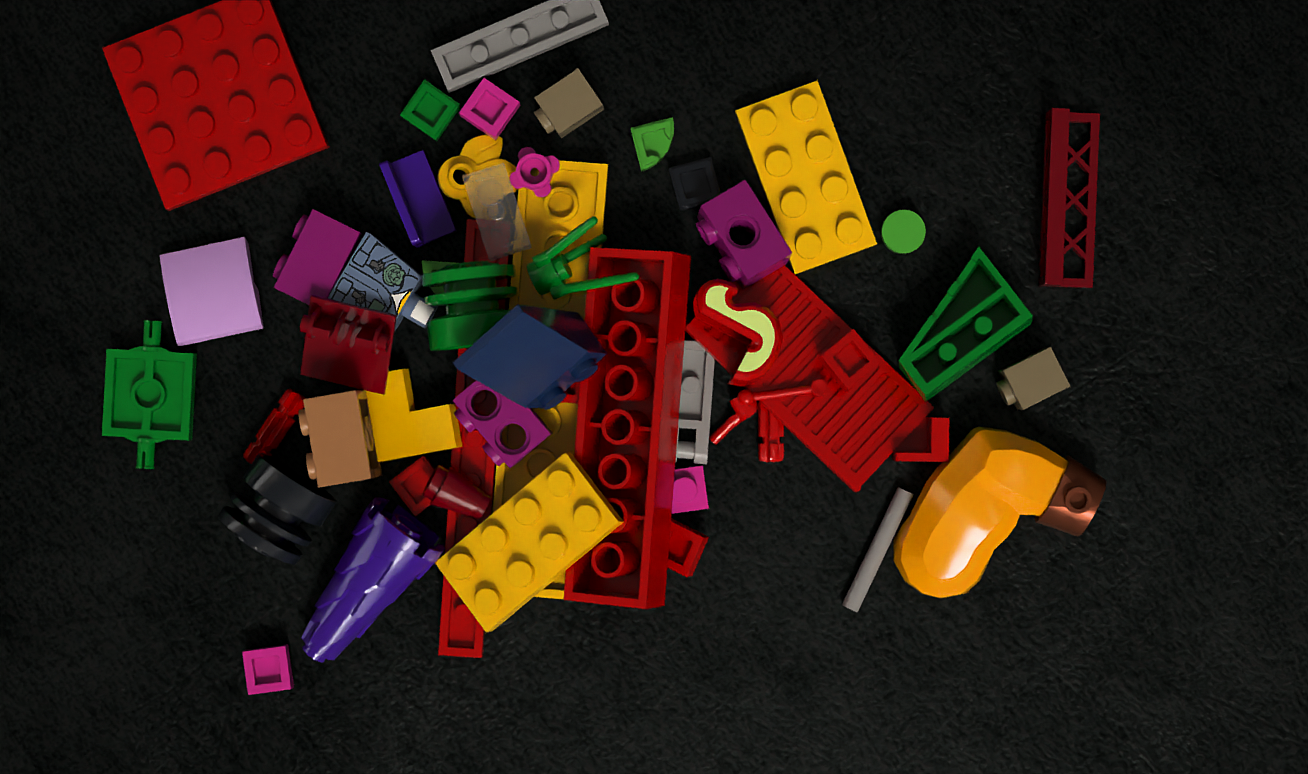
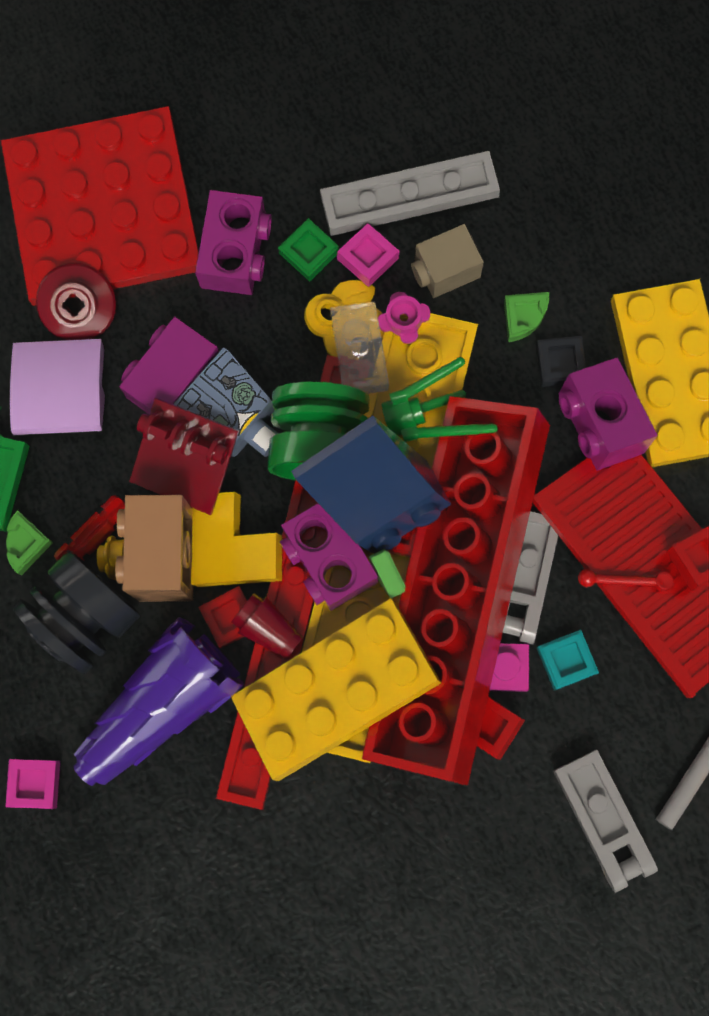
camera: 15 degrees right, 10 degrees down
(211, 447) = (24, 543): none -> bright green tile
(213, 186) = (89, 287): none -> dark red piece
(297, 448) = (107, 556): none -> yellow plate
(342, 120) = (222, 242): none -> magenta brick
(418, 199) = (282, 330): dark purple panel -> none
(559, 428) = (387, 573): none -> bright green tile
(741, 473) = (567, 660): none -> teal tile
(742, 413) = (578, 596): red hand -> none
(745, 322) = (595, 498): red animal -> none
(770, 430) = (605, 619): red axle -> none
(793, 612) = (604, 819): none -> light grey plate

